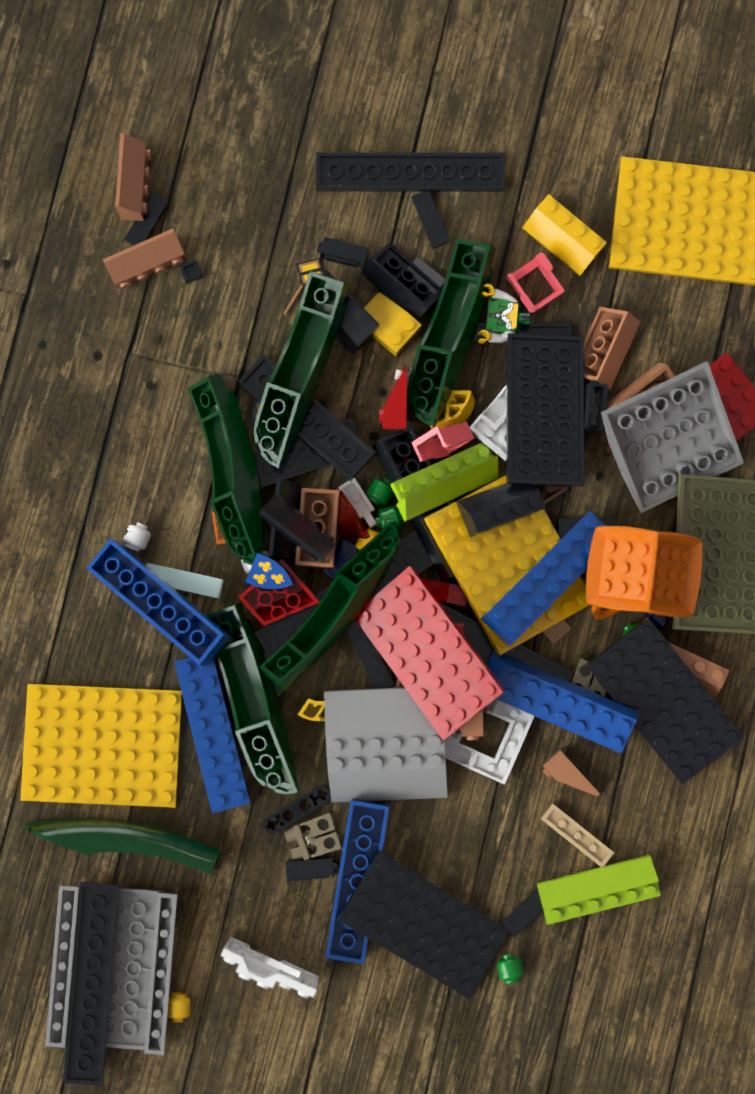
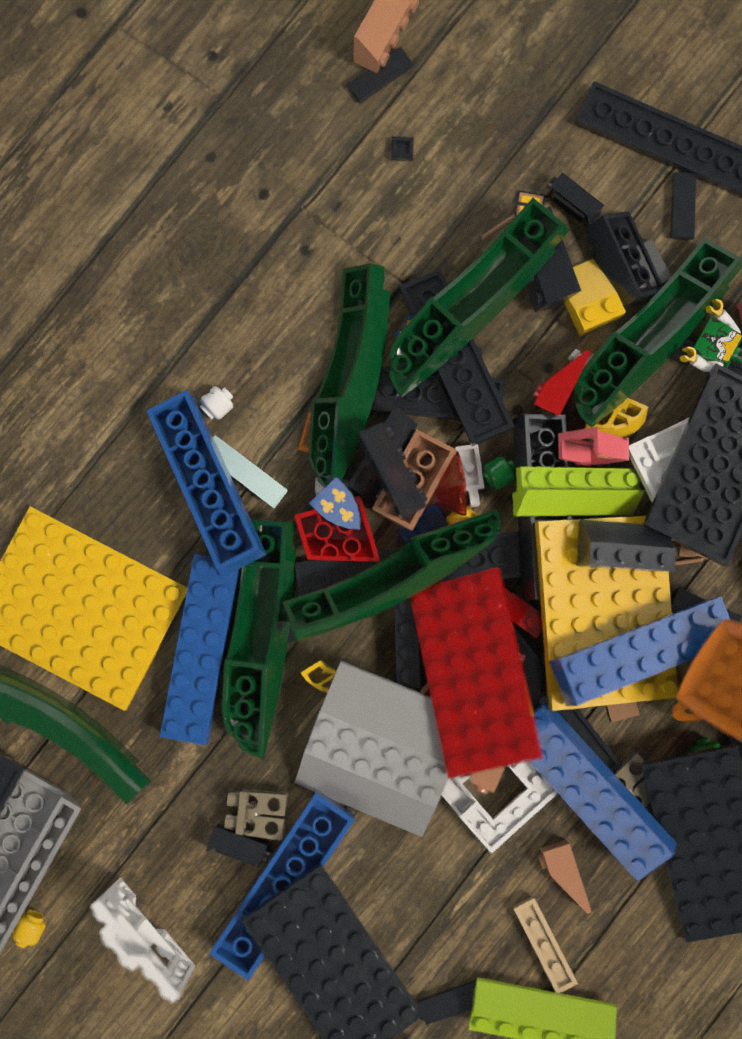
camera: 30 degrees right, 0 degrees up
(145, 259) = (360, 111): nougat slope -> none
(295, 807) = (253, 771): black beam -> none
(388, 515) = (499, 502): green head -> none

